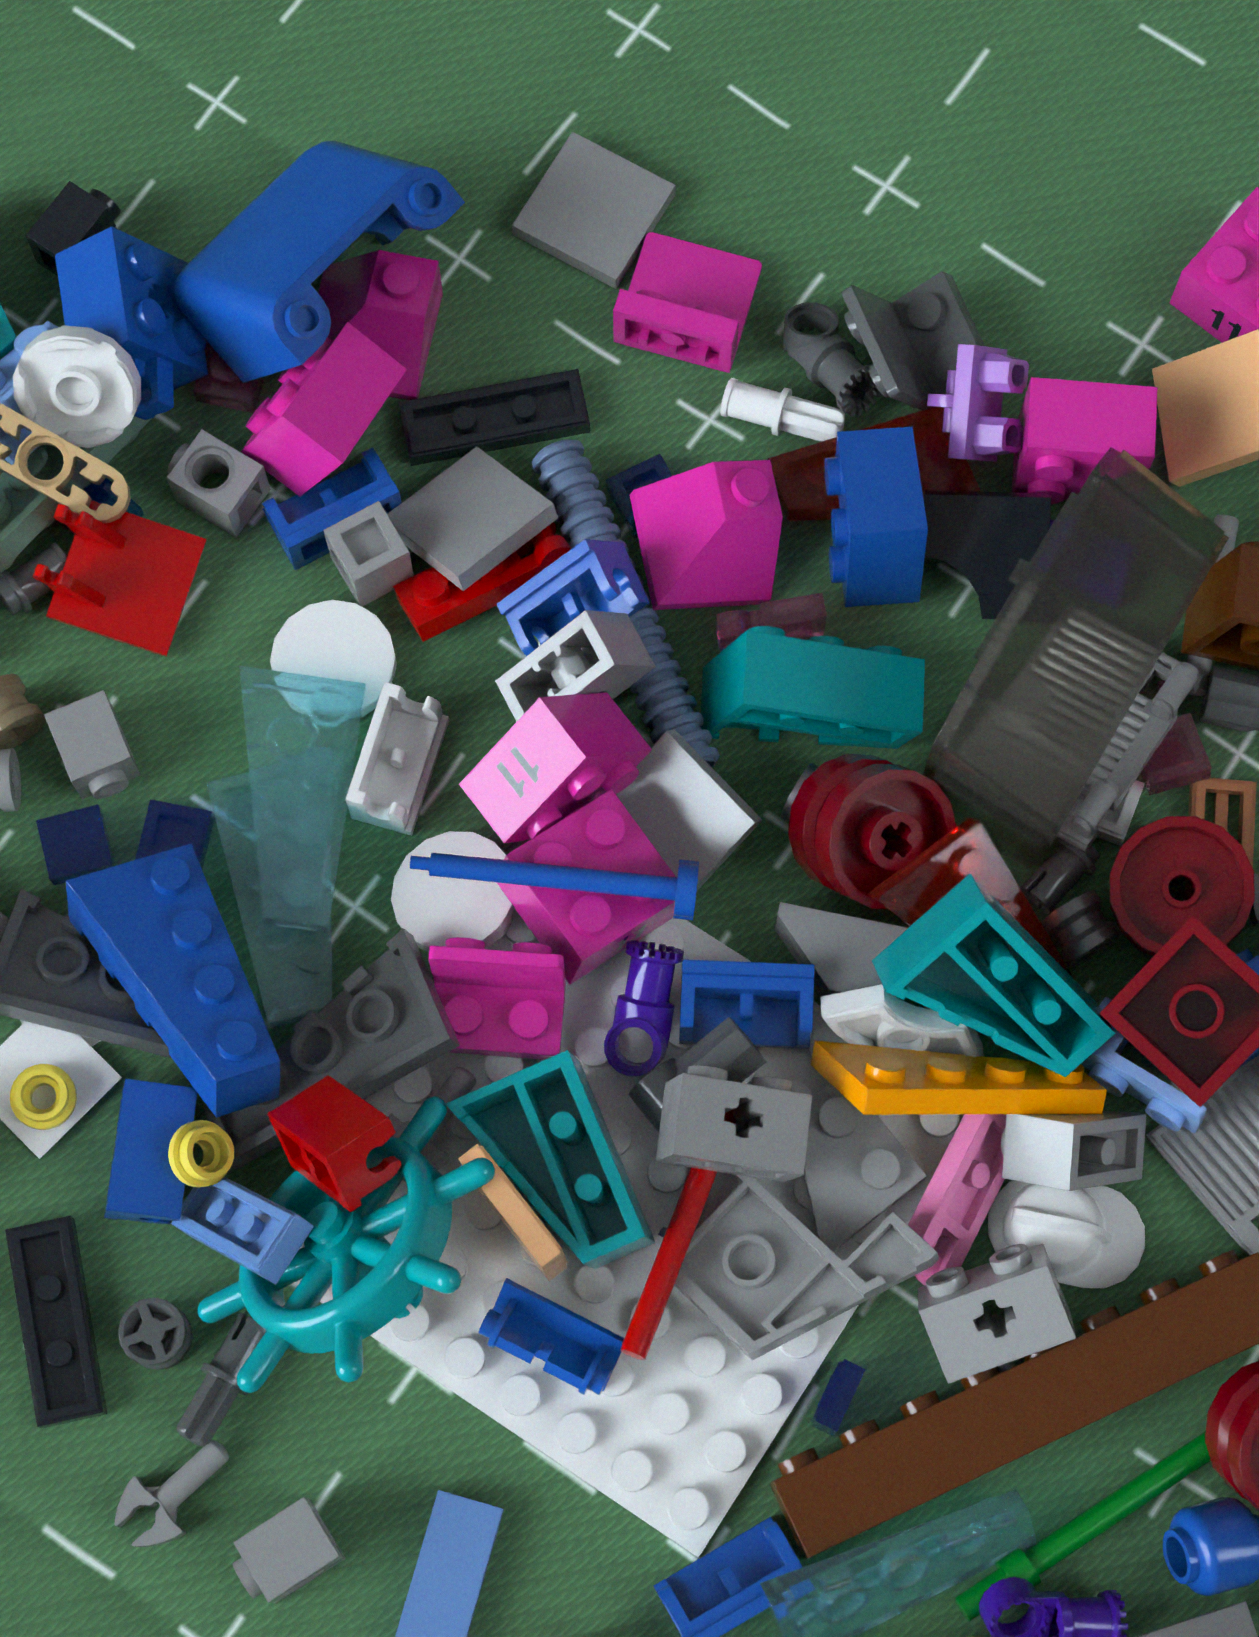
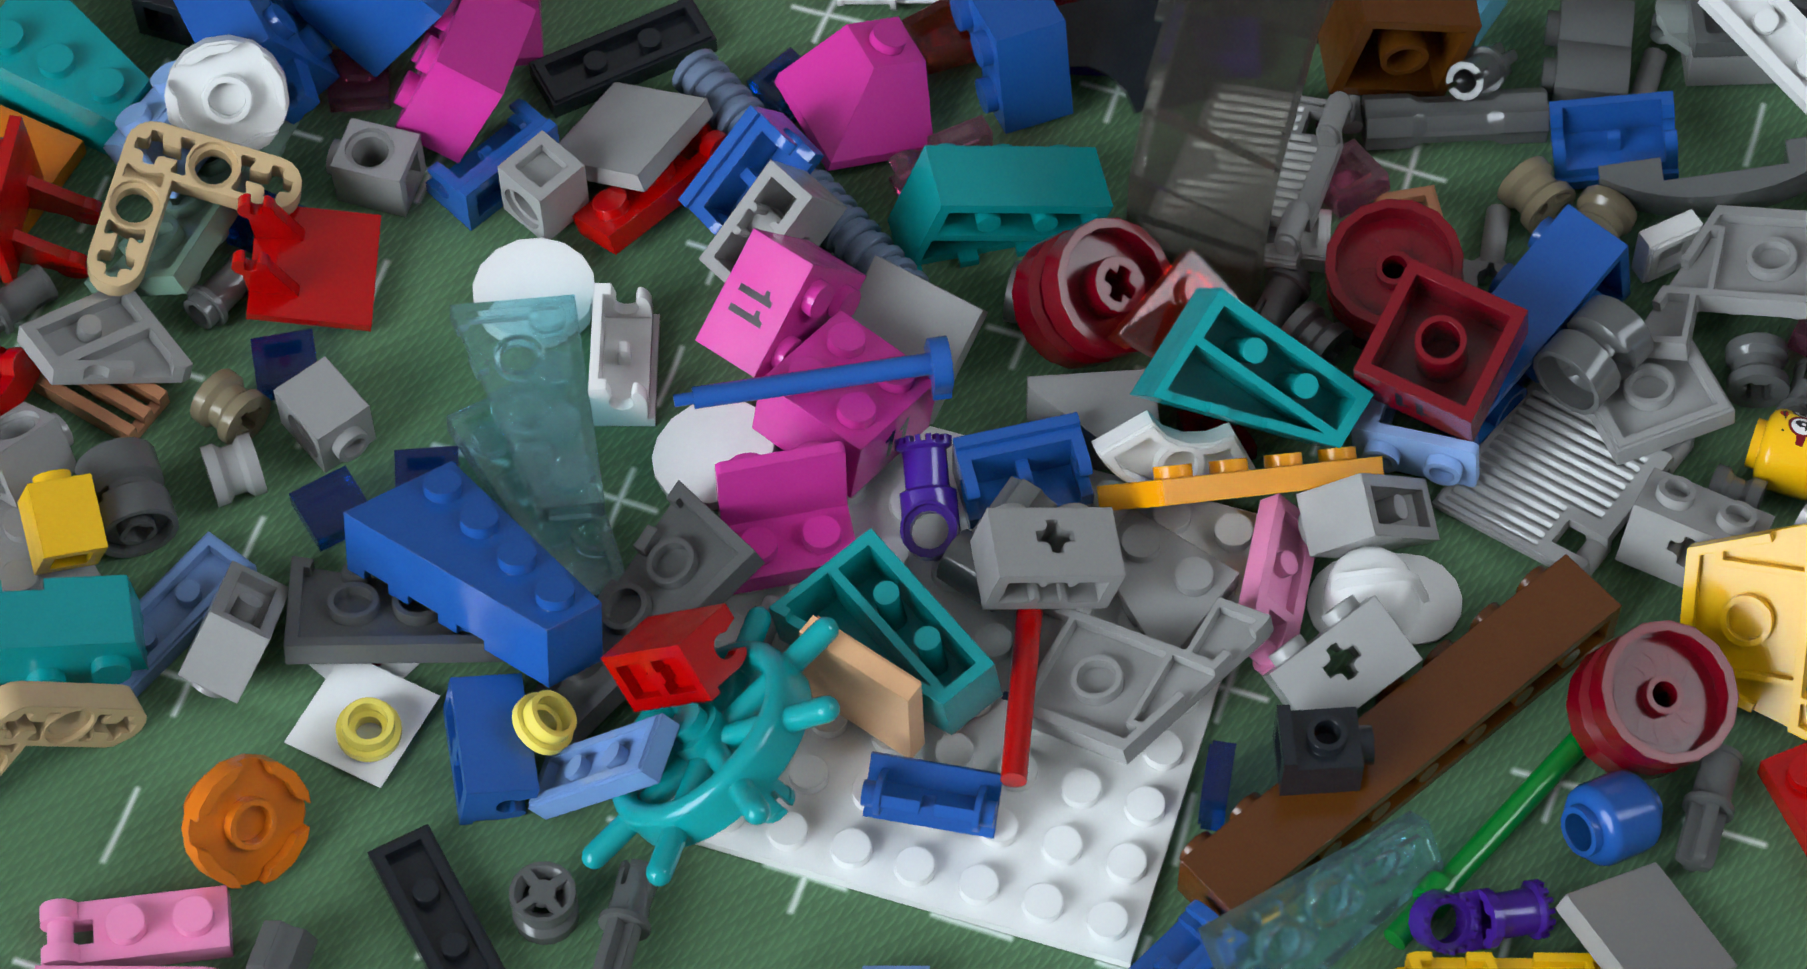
camera: 15 degrees left, 15 degrees down
(73, 671) = (281, 358): none -> clear blue tile
(918, 1418) = (1320, 750): none -> black brick

